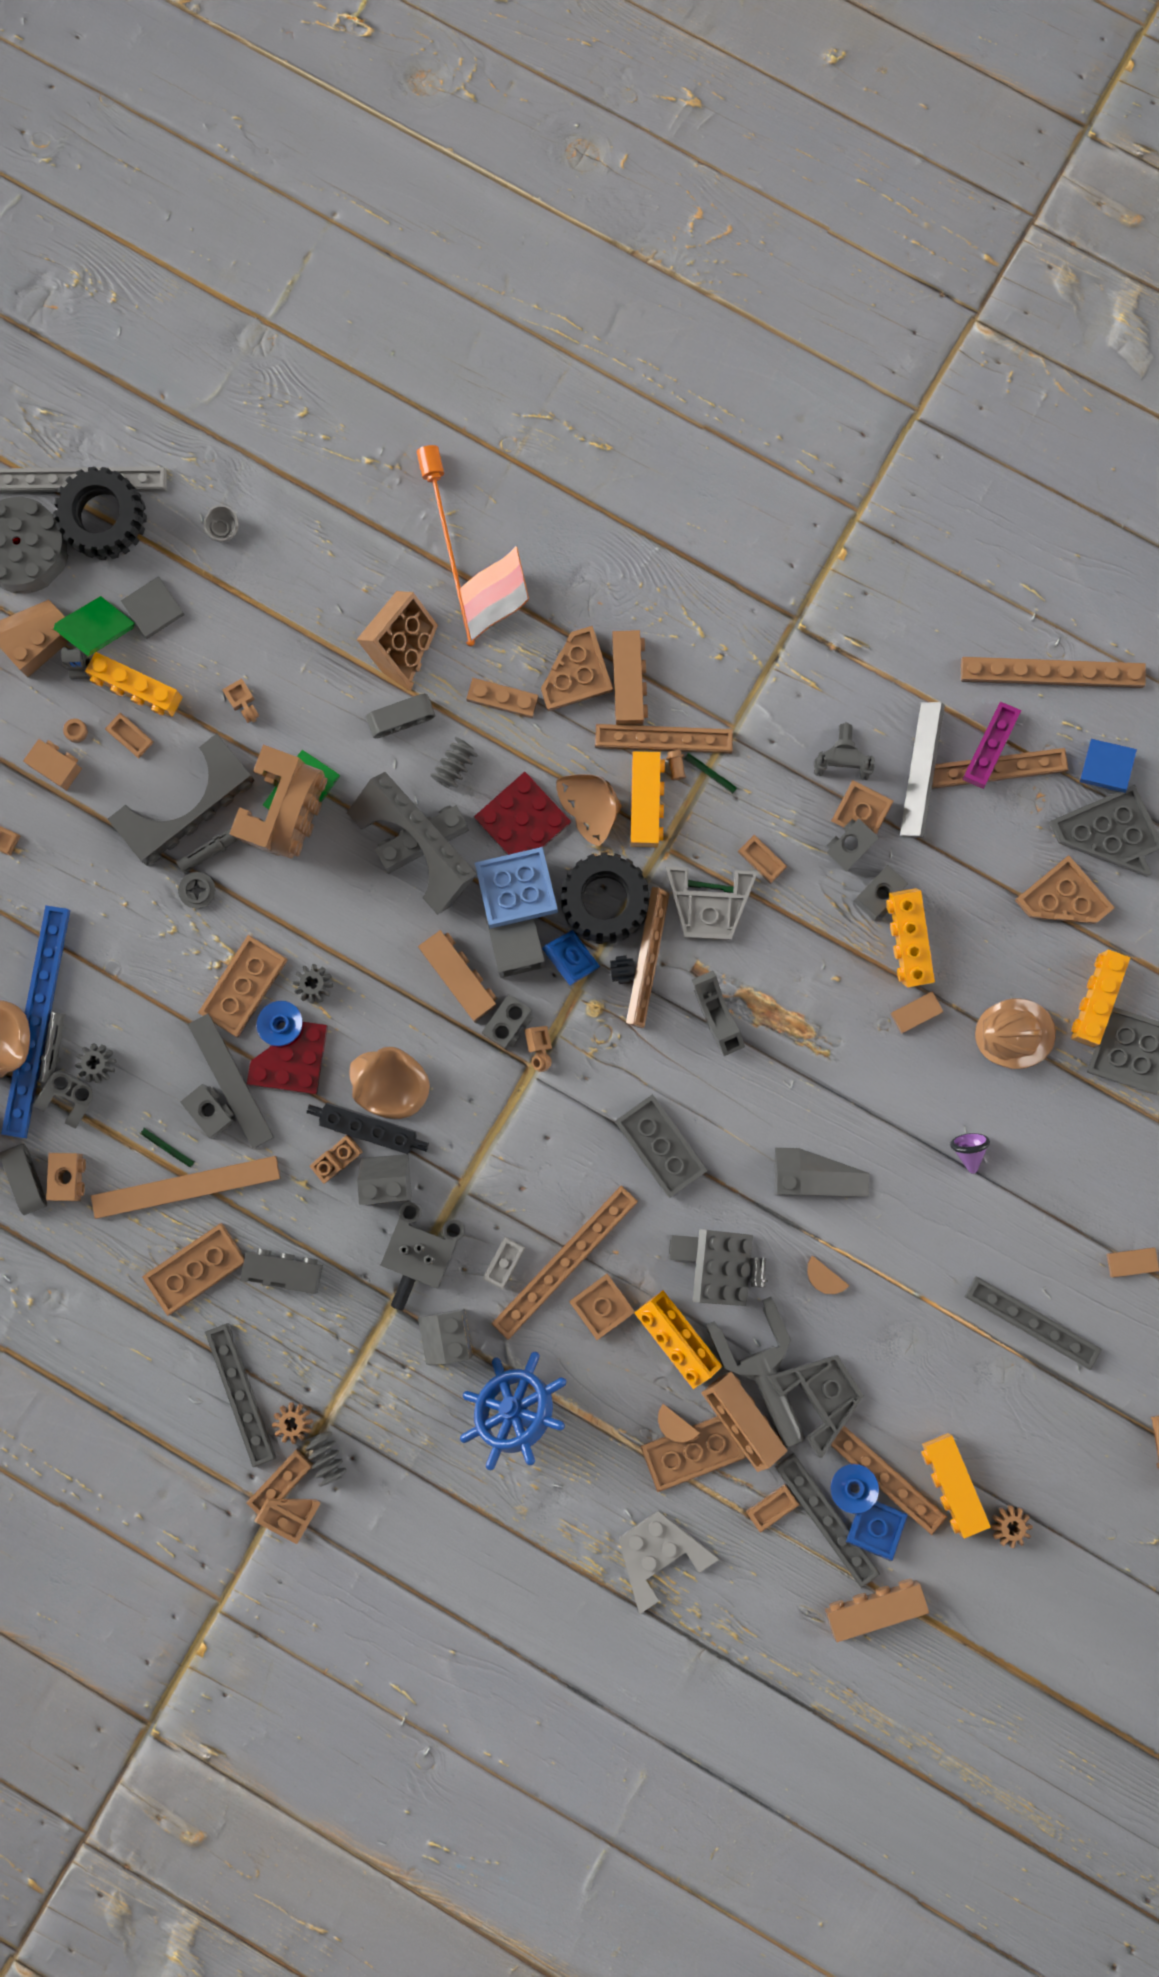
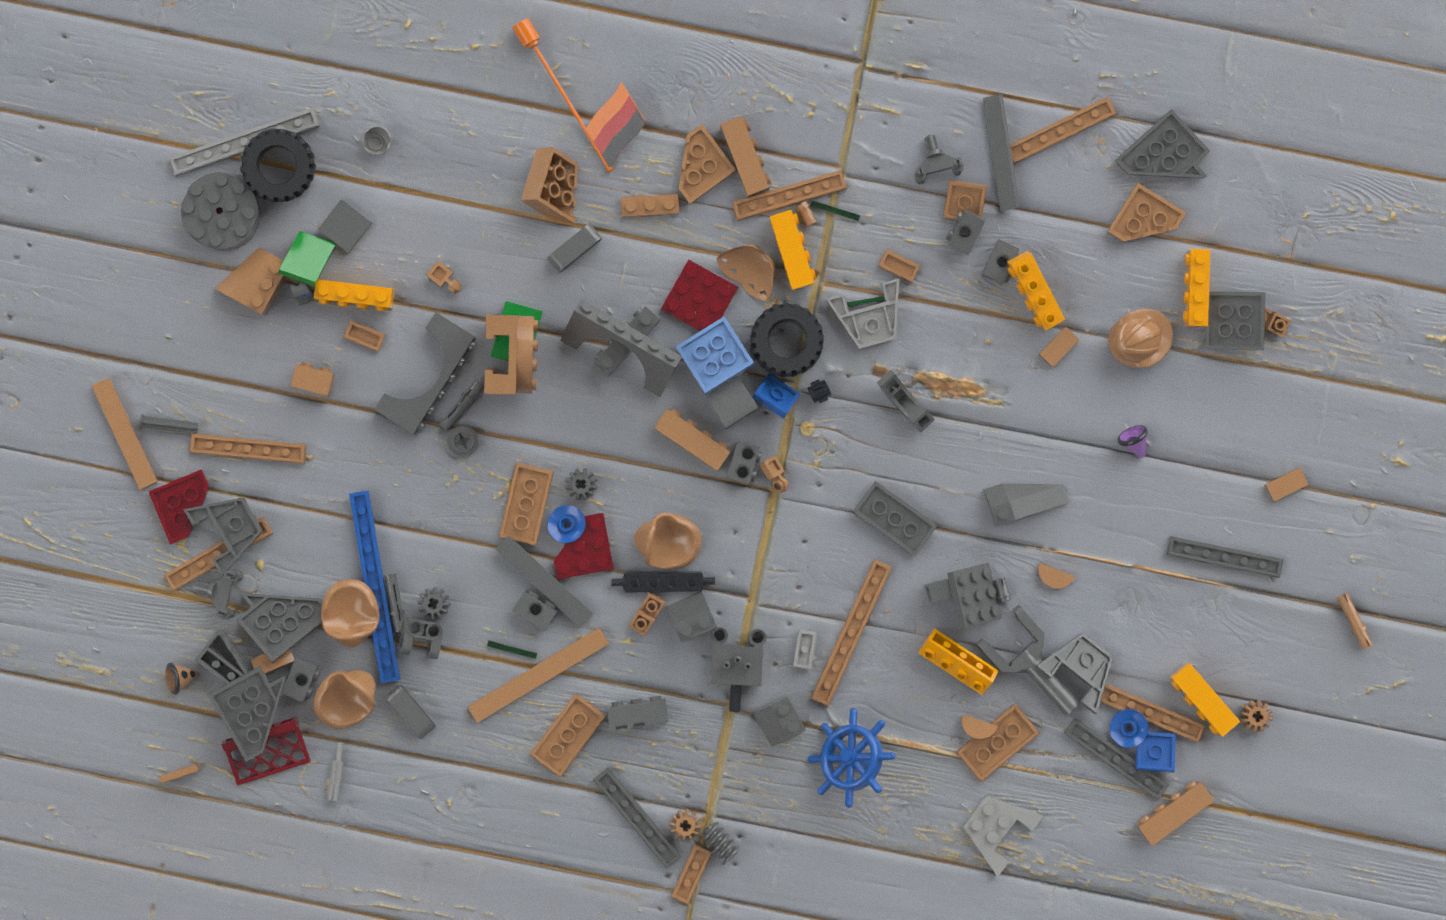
camera: 25 degrees left, 5 degrees up
(57, 1165) = (440, 710): medium nougat brick -> none
(75, 730) = (319, 346): medium nougat tile -> none
(287, 1516) = (706, 895): medium nougat wing -> none
(454, 763) = (631, 272): dark grey piece -> none
(602, 1306) = (891, 656): medium nougat plate -> none
(647, 957) = (836, 375): medium nougat tile -> none
(744, 1421) = (1029, 706): medium nougat brick -> none
(772, 1508) = (1071, 764): medium nougat tile -> none
(991, 745) = (1049, 114): magenta plate -> none
(1053, 672) = (1079, 38): medium nougat plate -> none
(1108, 765) = (1146, 100): blue tile -> none

